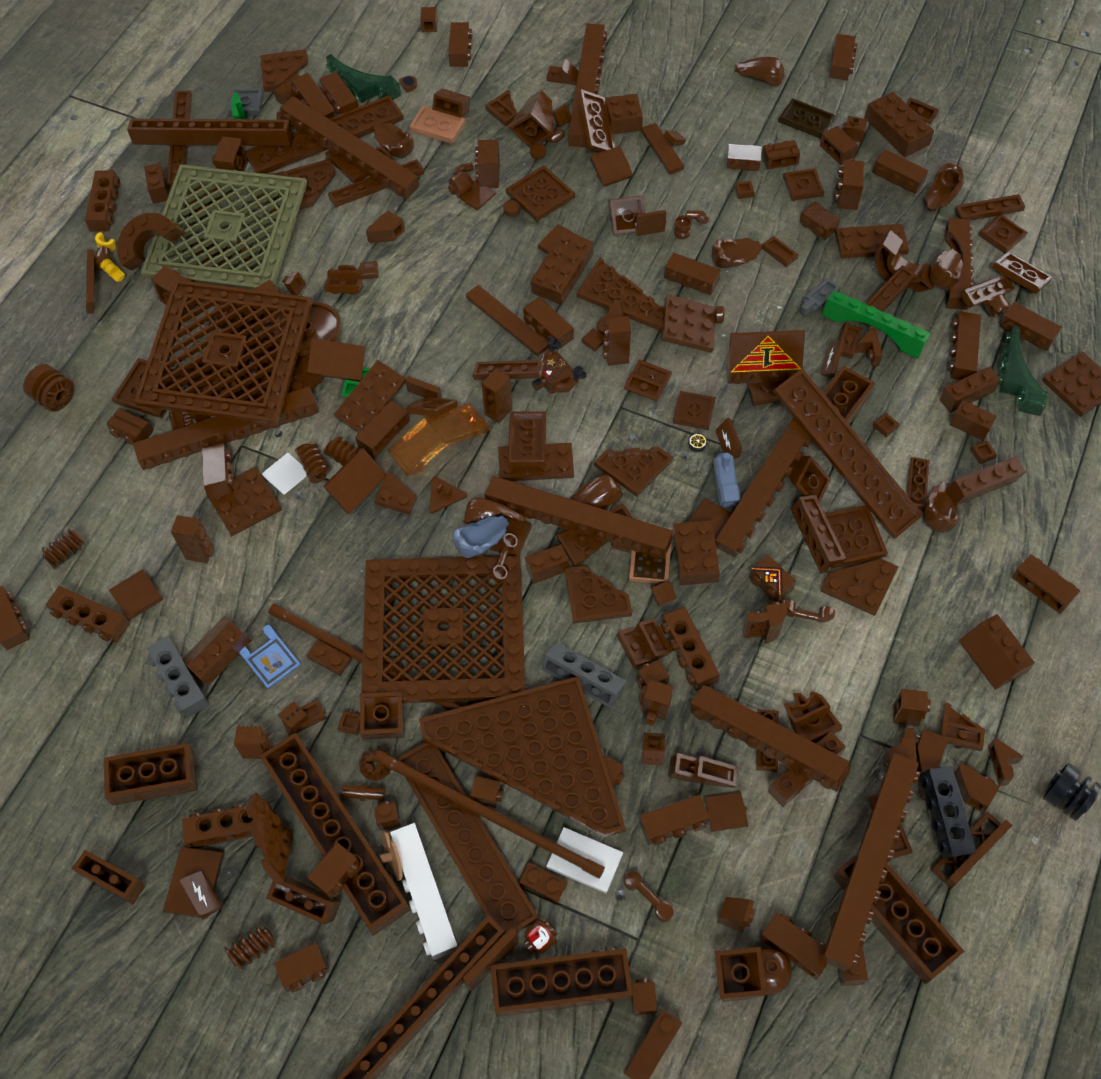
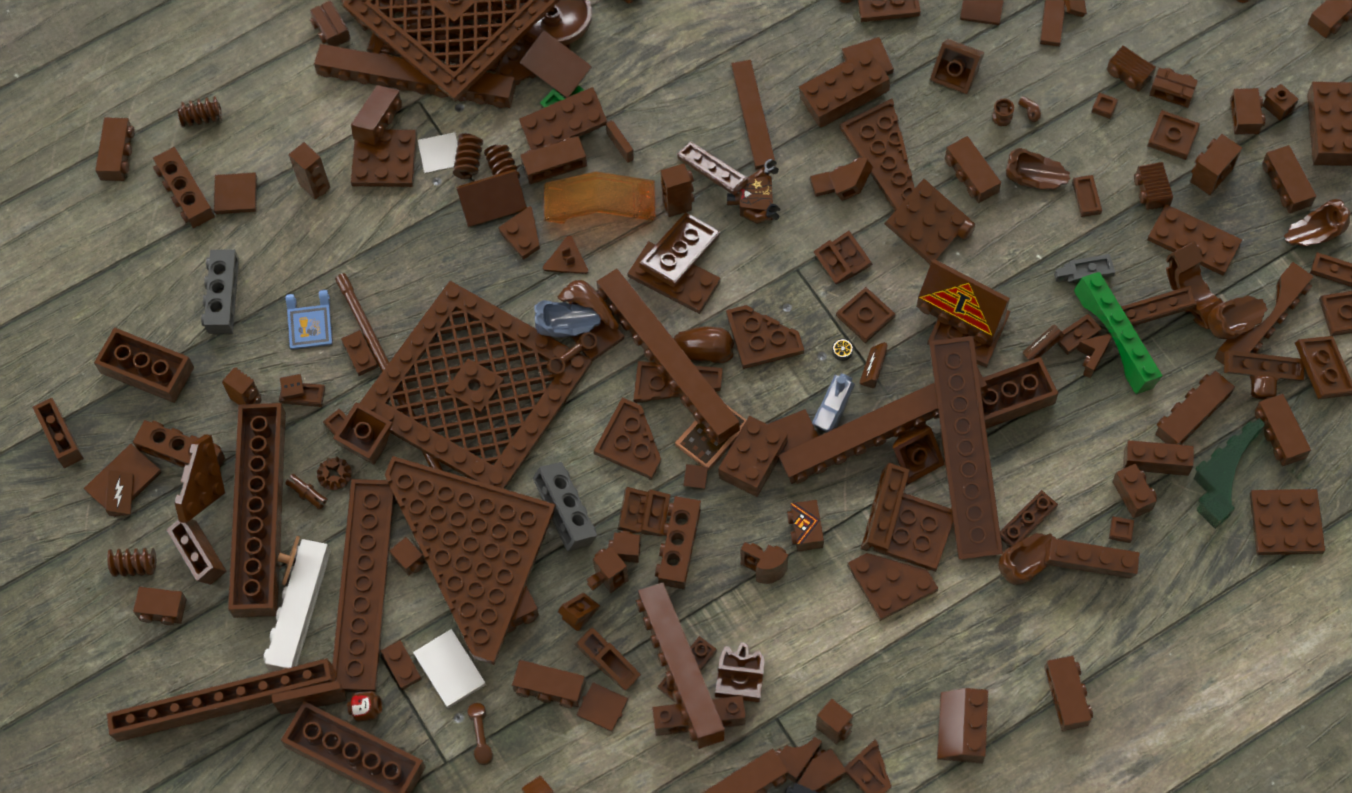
camera: 35 degrees right, 5 degrees up
(216, 650) = (267, 287): reddish brown slope -> none
(334, 871) = (230, 541): reddish brown brick -> none
(387, 815) = (311, 523): reddish brown brick -> none
(432, 406) = (611, 164): reddish brown tile -> none
(547, 564) = (608, 383): reddish brown brick -> none
(548, 322) = (787, 141): reddish brown brick -> none
(584, 863) = (444, 672): reddish brown piece -> none
(617, 340) = (833, 199): reddish brown brick -> none
(651, 223) = (971, 90): reddish brown piece -> none
(806, 118) = (1240, 59): dark brown tile -> none
(825, 613) = (829, 589): reddish brown bar -> none
(885, 425) = (1045, 443): reddish brown tile -> none

